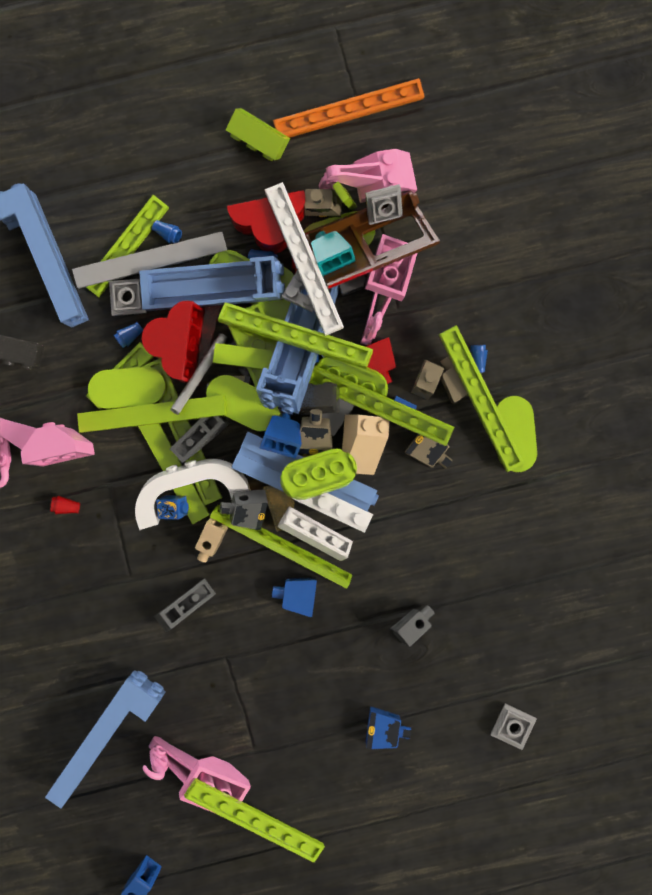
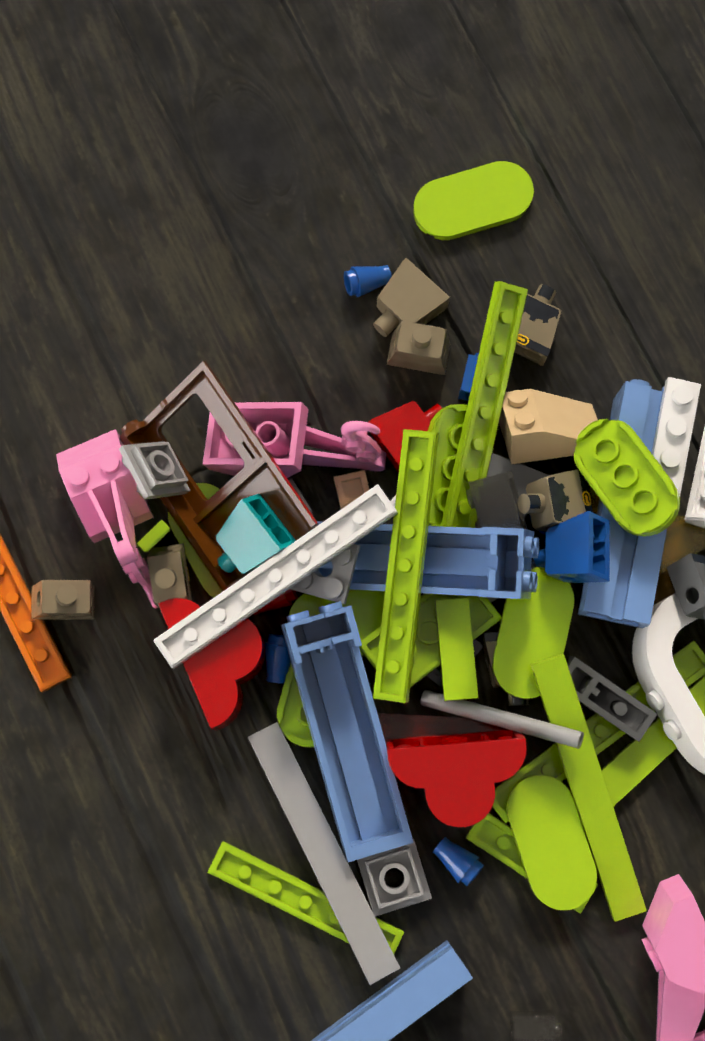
camera: 105 degrees left, 10 degrees down
(167, 231) = (266, 832): blue cone -> none
(257, 134) = (71, 711): lime brick -> none
(320, 141) = (63, 600): none -> dark tan torso
(352, 322) = (350, 487): none -> light nougat tile
(481, 398) = (432, 258): lime tile -> none

